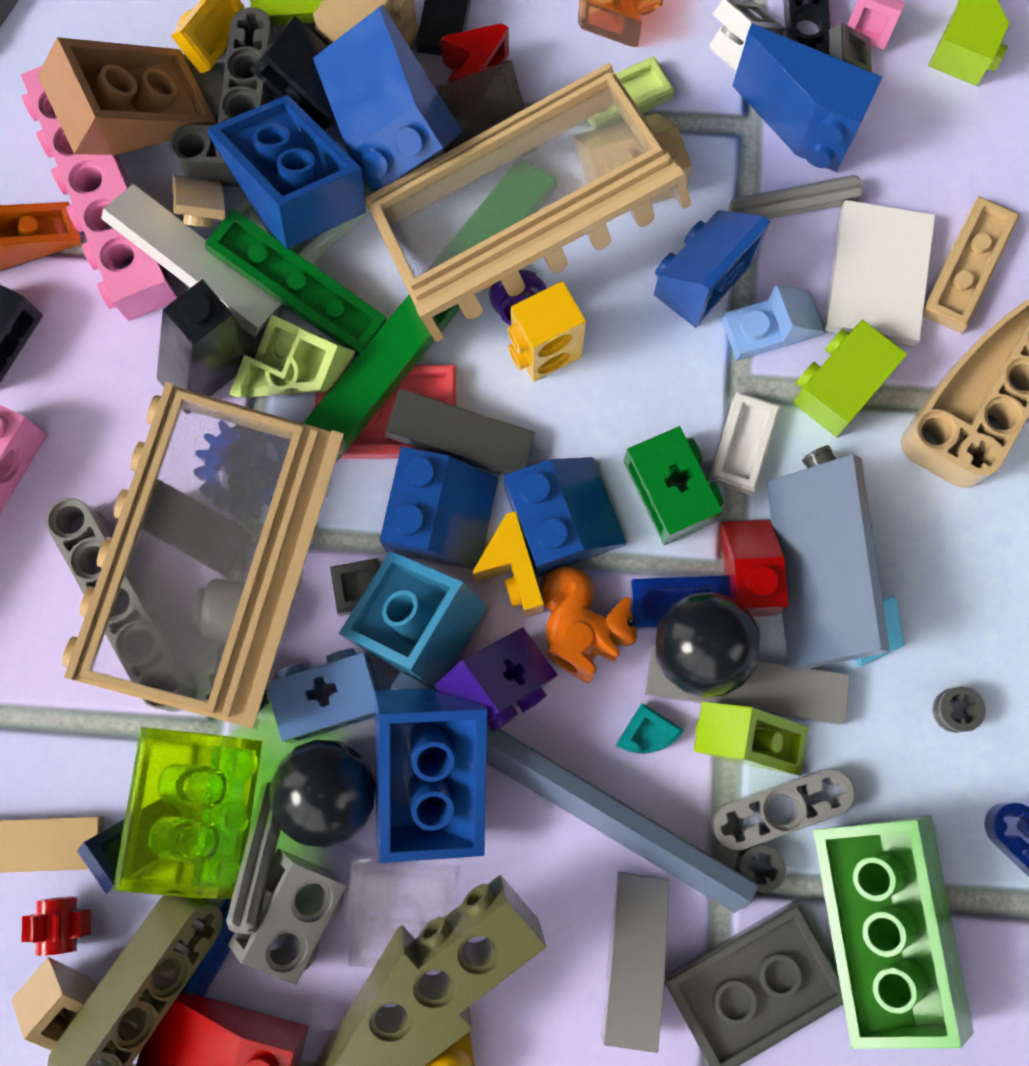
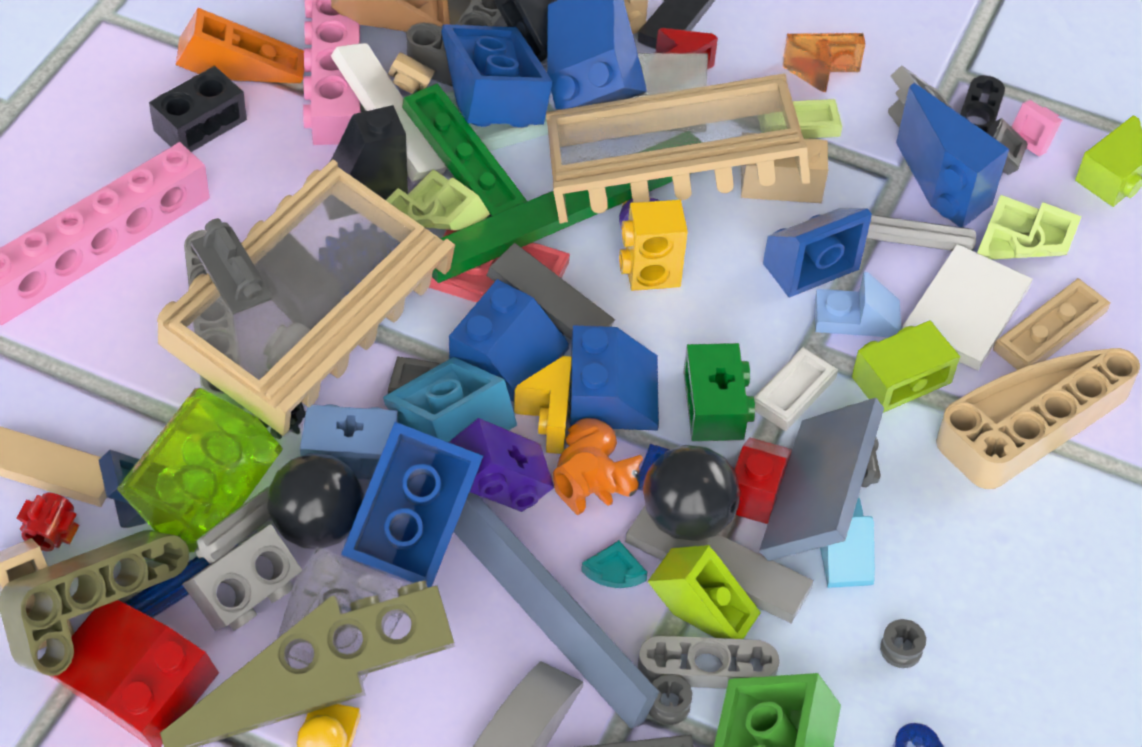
camera: 15 degrees right, 25 degrees down
(116, 583) = (230, 267): none -> dark grey hinge
(907, 155) = (1026, 231): none -> yellowish green slope

